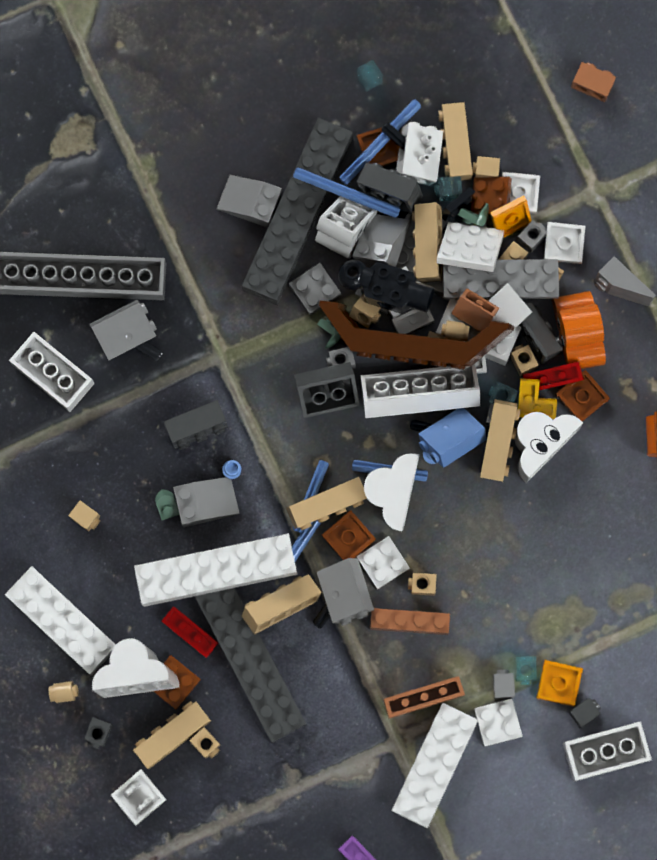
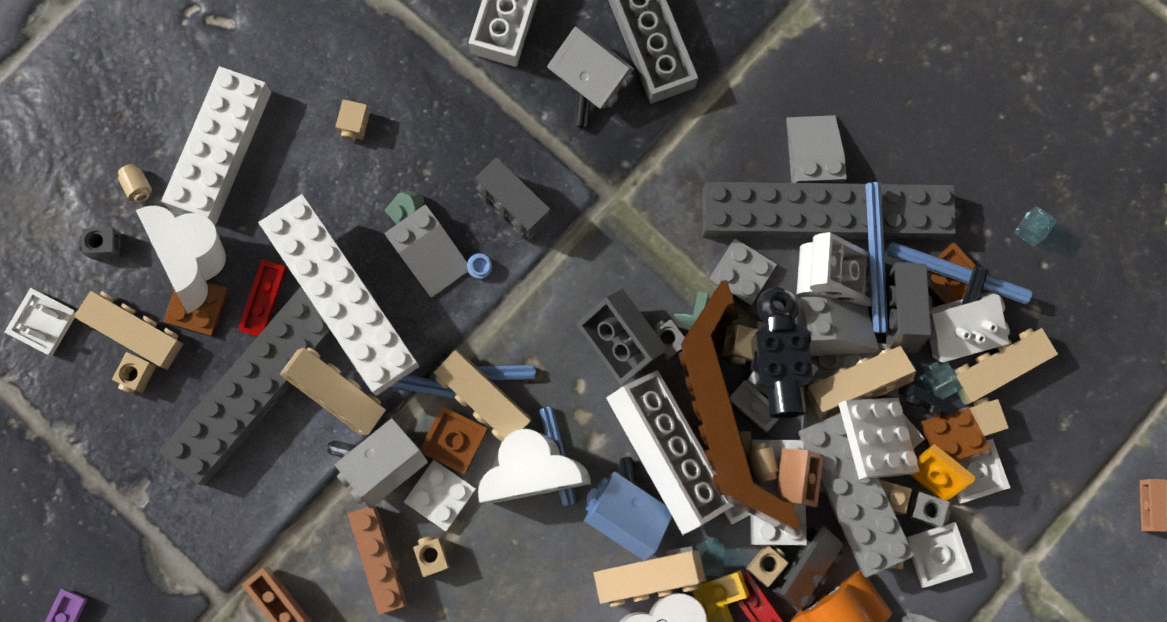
camera: 60 degrees right, 0 degrees up
(470, 217) = (916, 423): sand green plate -> none
(511, 306) = (823, 523): white piece -> none

